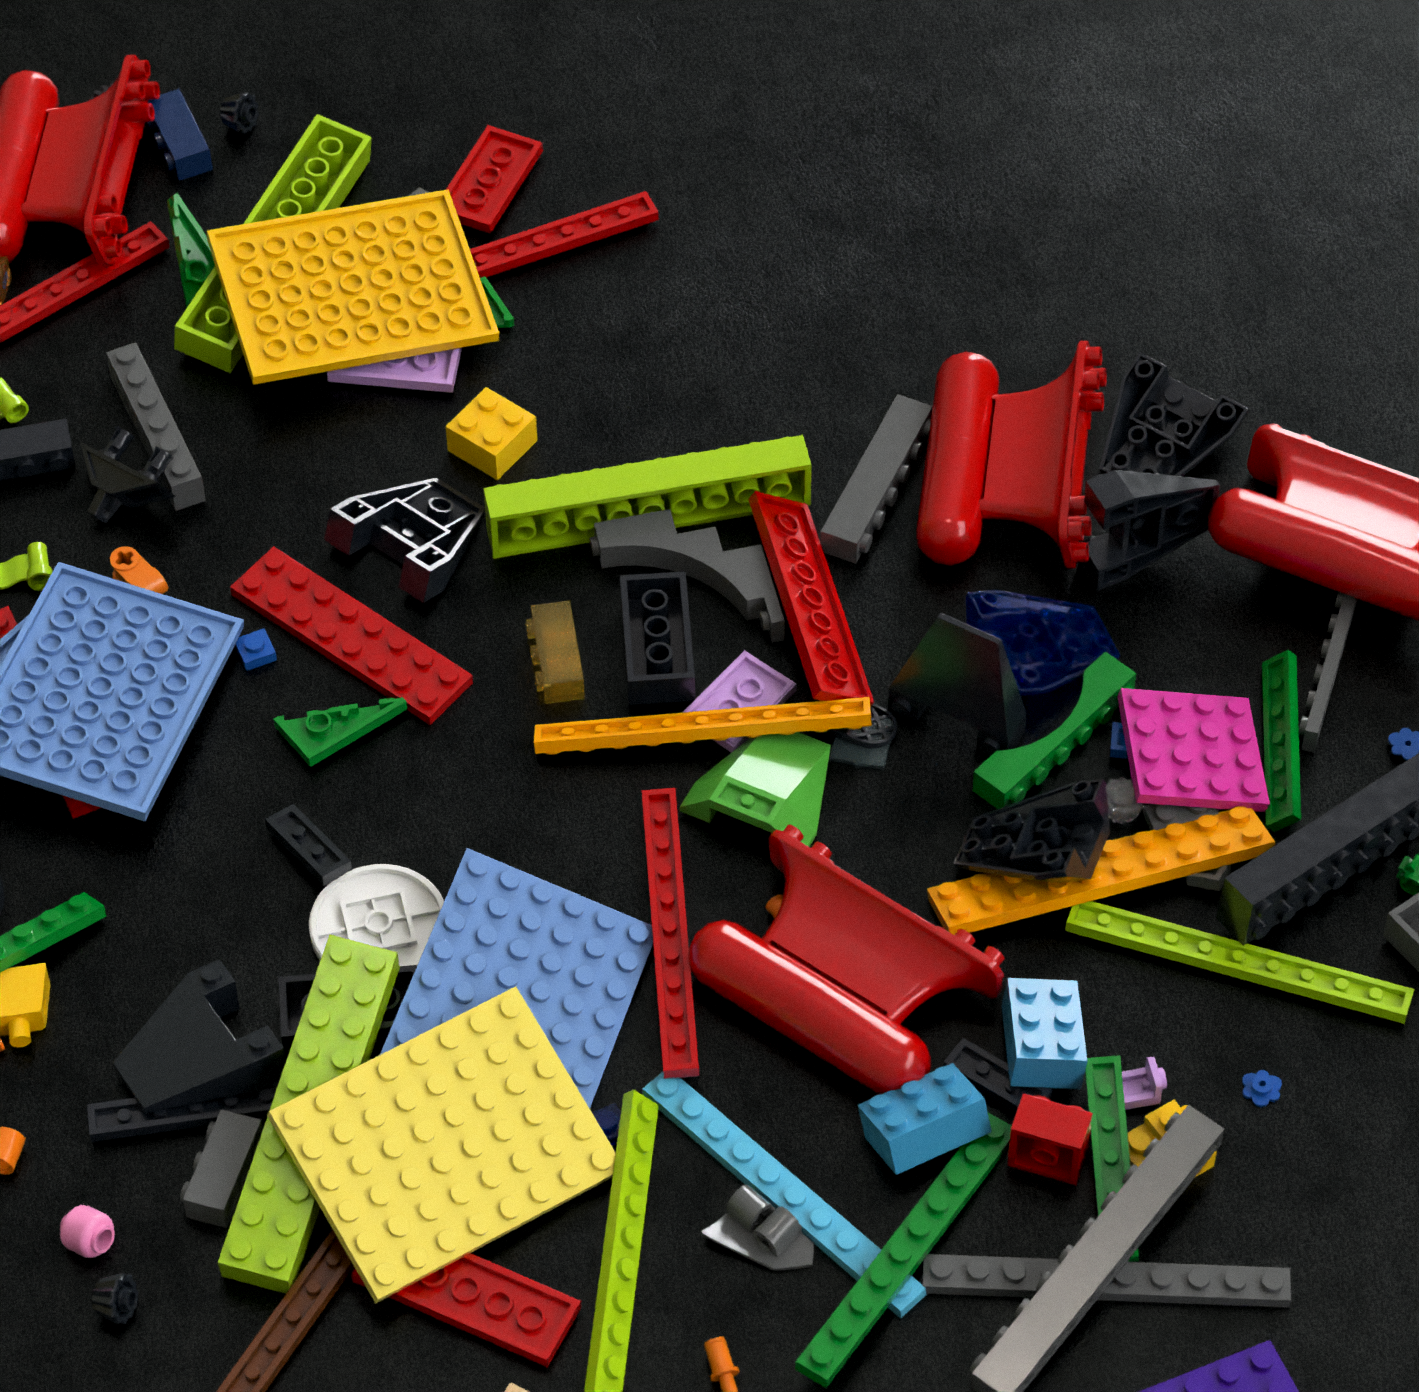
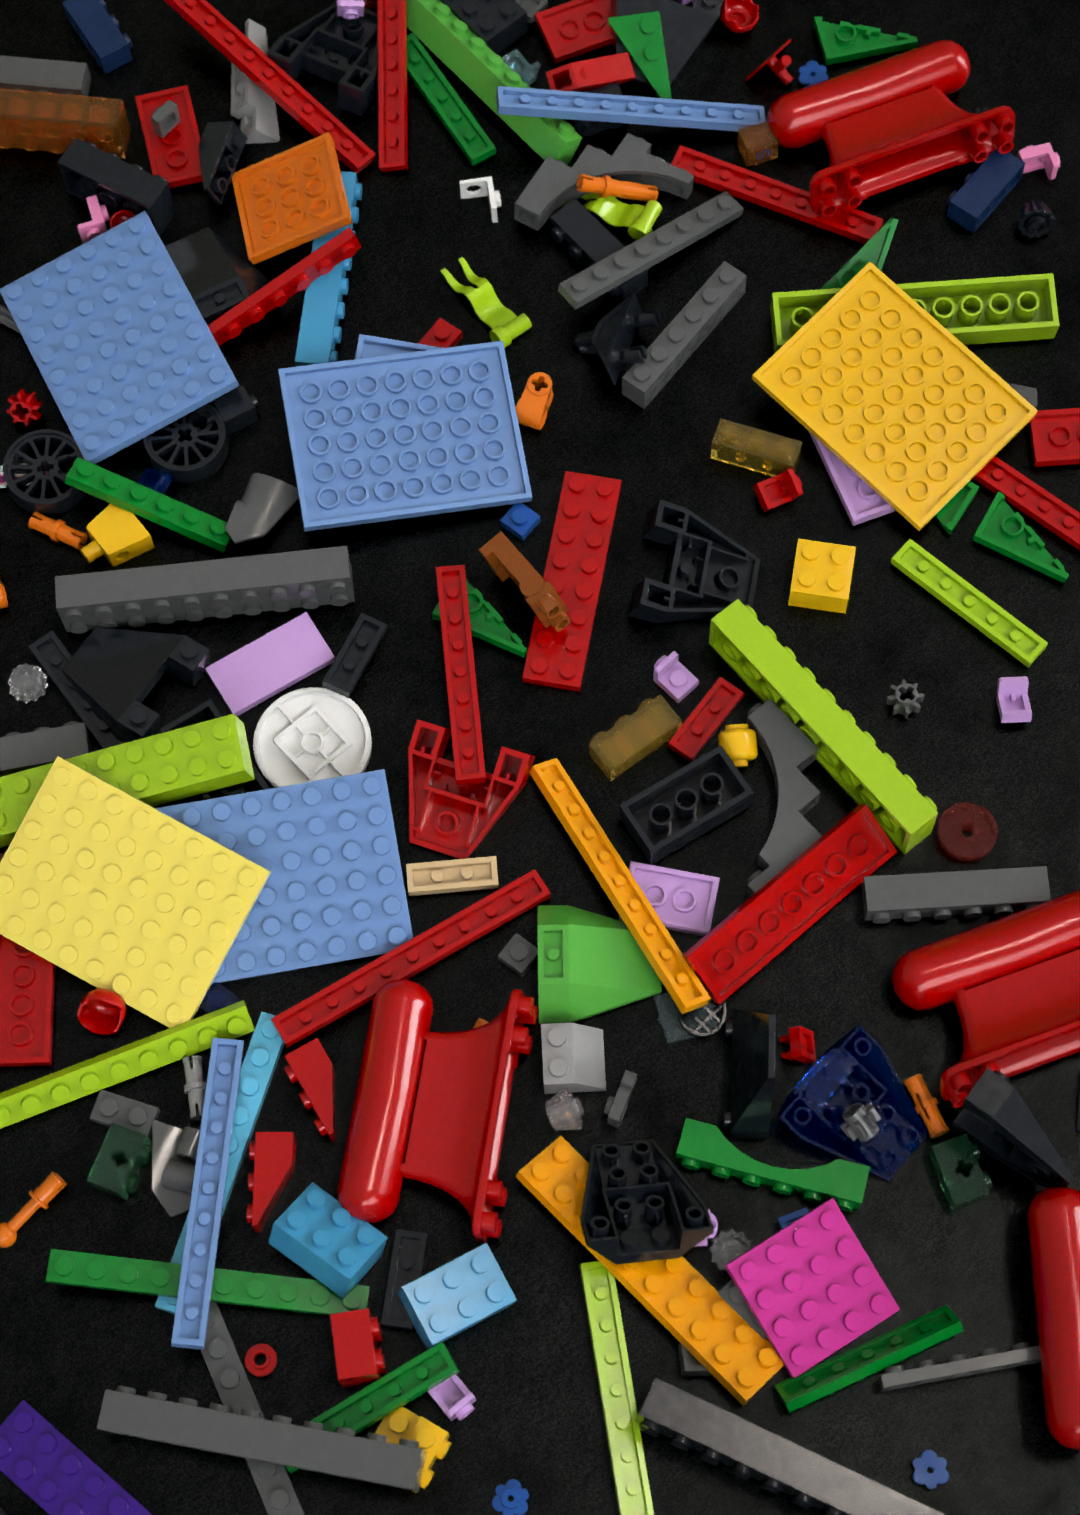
camera: 65 degrees right, 15 degrees up
(46, 406) = (650, 250): none -> dark grey plate
(80, 858) = (260, 507): none -> dark grey panel
(130, 1155) = (27, 683): none -> clear piece
(144, 941) = (205, 589): none -> dark grey brick
(182, 77) = (1040, 157): none -> bright pink bracket
(262, 926) = (270, 664): none -> lavender tile
(322, 424) = (754, 448): none -> clear yellow brick
(339, 654) = (540, 596): none -> dark orange hips
(377, 425) = (778, 490): none -> red bracket
(397, 755) = (460, 675): none -> red plate
(513, 597) = (674, 677): none -> lavender bracket
(525, 825) = (450, 815): none -> red wedge
(555, 278) = (1009, 535): none -> green wing
(555, 1227) = (102, 1011): none -> red hair
(574, 585) = (705, 719): none -> red plate
(594, 340) = (969, 603): none -> lime plate
(604, 860) = (452, 876): none -> tan plate
(614, 566) = (739, 743): none -> yellow head
(659, 428) = (908, 705): none -> dark grey gear
(676, 1260) = (125, 1112): none -> dark grey plate
(688, 1182) = (195, 1085): none -> light grey pin
(716, 352) = (1013, 699): none -> lavender bracket
(719, 847) = (518, 954): none -> dark grey plate
(728, 1279) = (118, 1144): none -> clear green brick
(747, 1068) = (317, 1079): none -> red slope
(816, 1144) = (273, 1167): none -> red slope
(817, 1197) = (207, 1194): none -> medium blue plate
(826, 442) = (971, 818): none -> clear red plate
(857, 846) = (572, 1058): none -> light grey slope
(906, 871) = (564, 1111): none -> clear piece
(925, 825) = (617, 1105): none -> dark grey plate
(1009, 1248) = (265, 1369): none -> red plate
(1062, 632) = (860, 1122): none -> dark grey gear
(1089, 593) = (926, 1106): none -> orange pin
(1145, 595) = (959, 1190): none -> clear green brick

